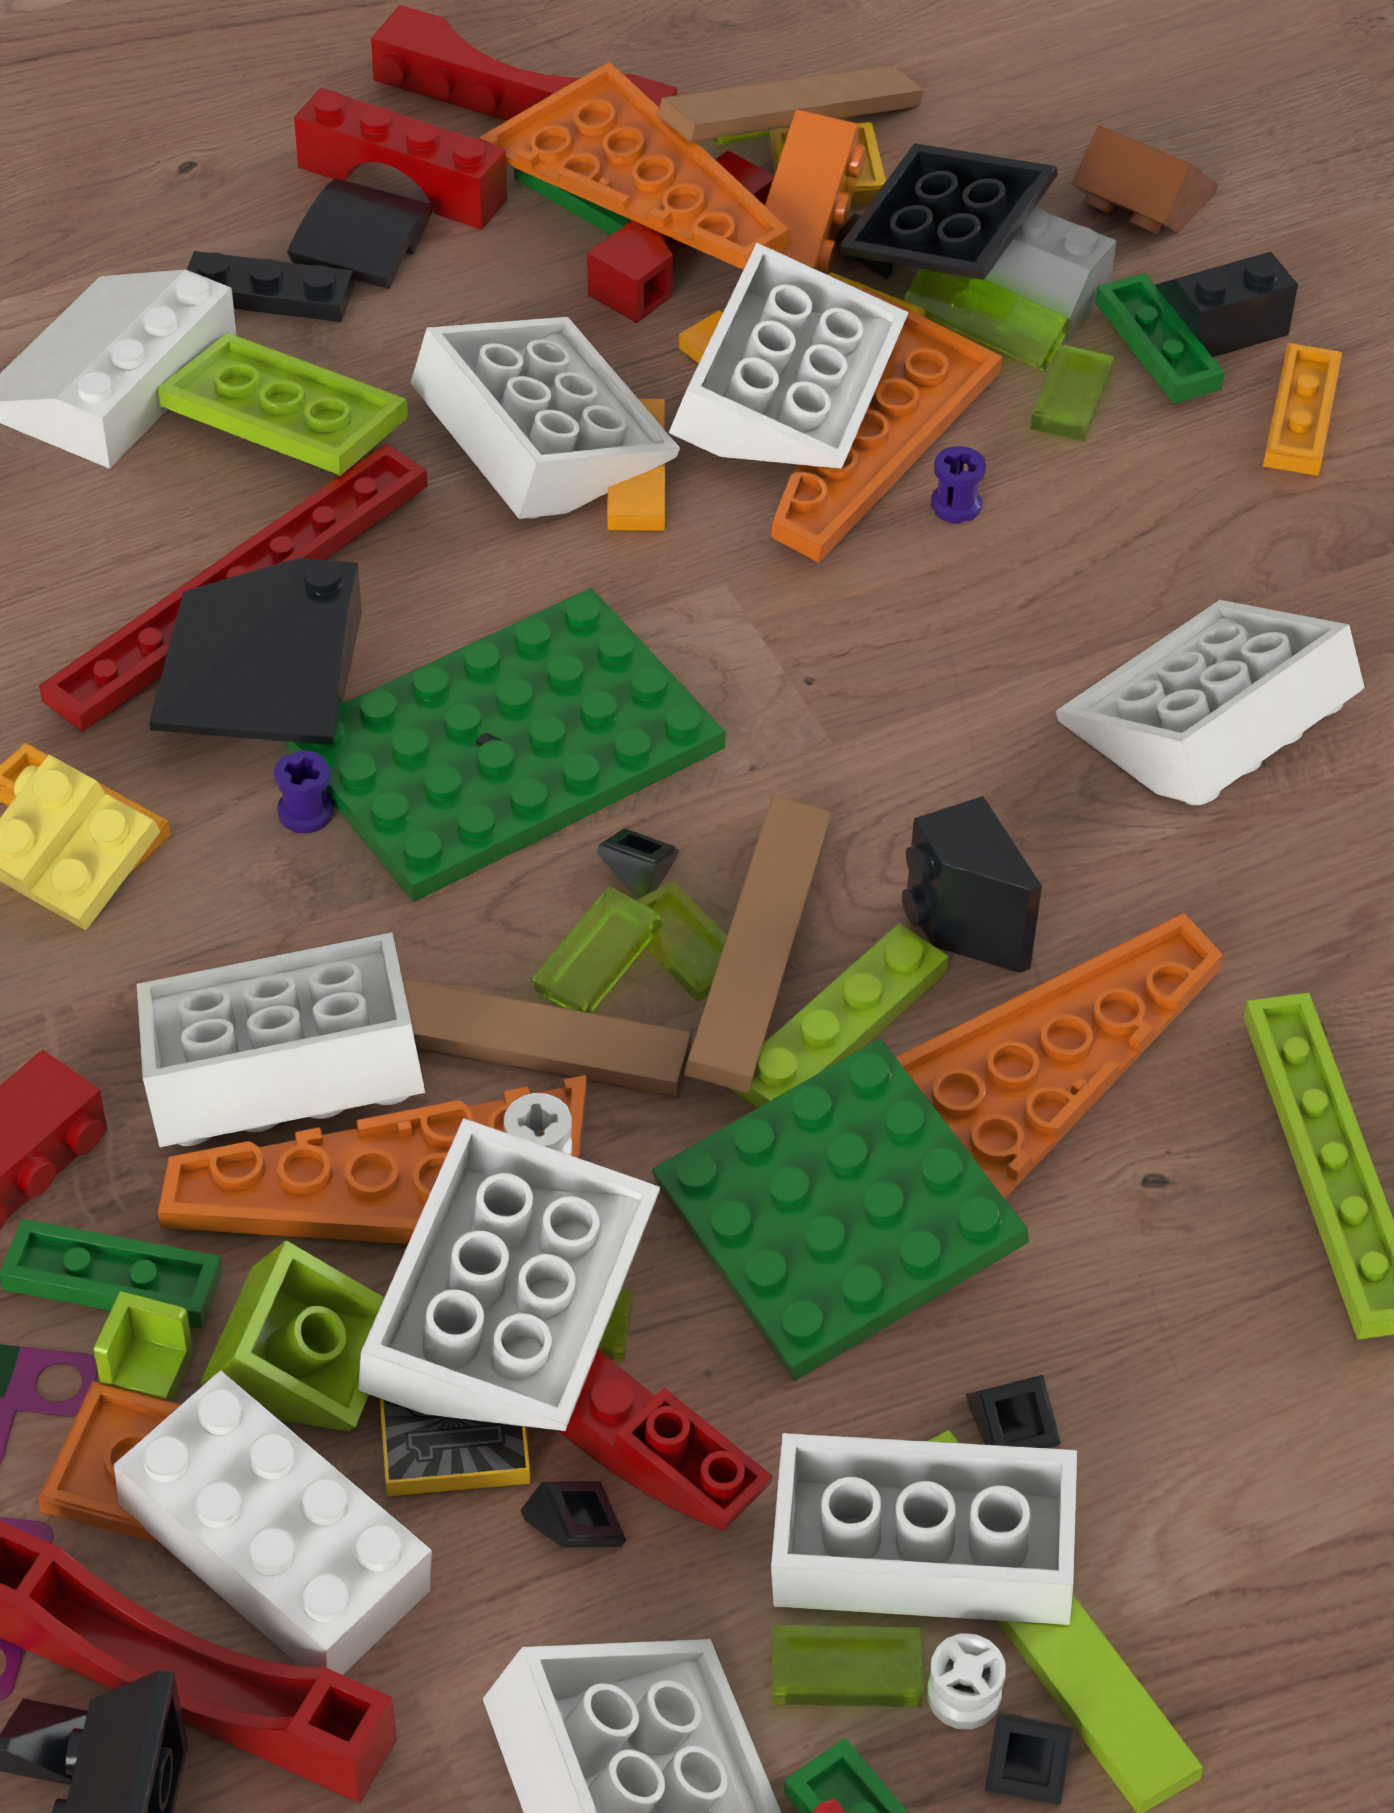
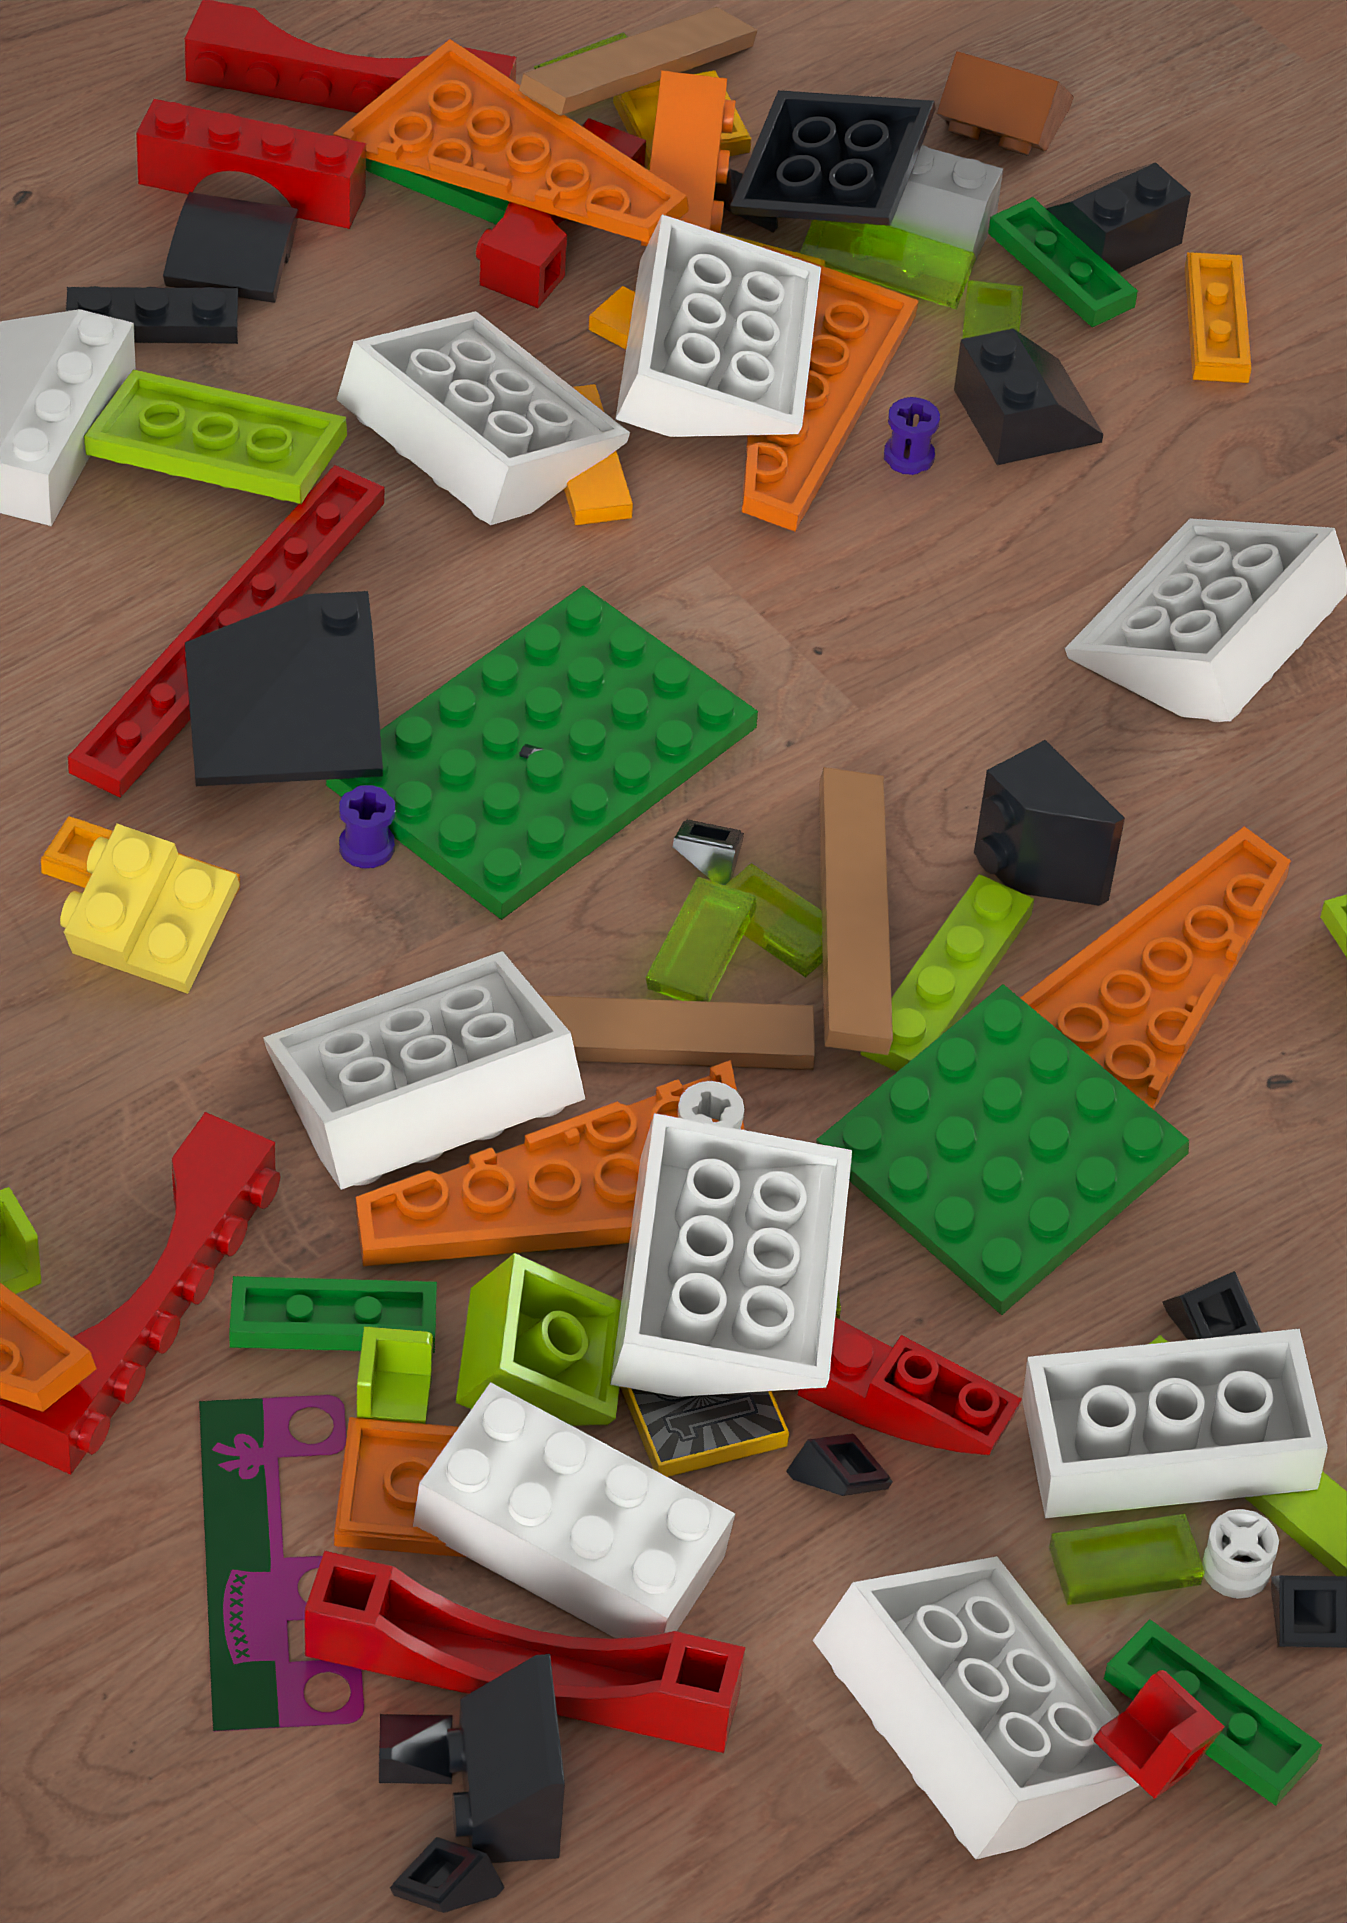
camera: 15 degrees left, 0 degrees up
(1081, 461) = (1021, 398): none -> black slope

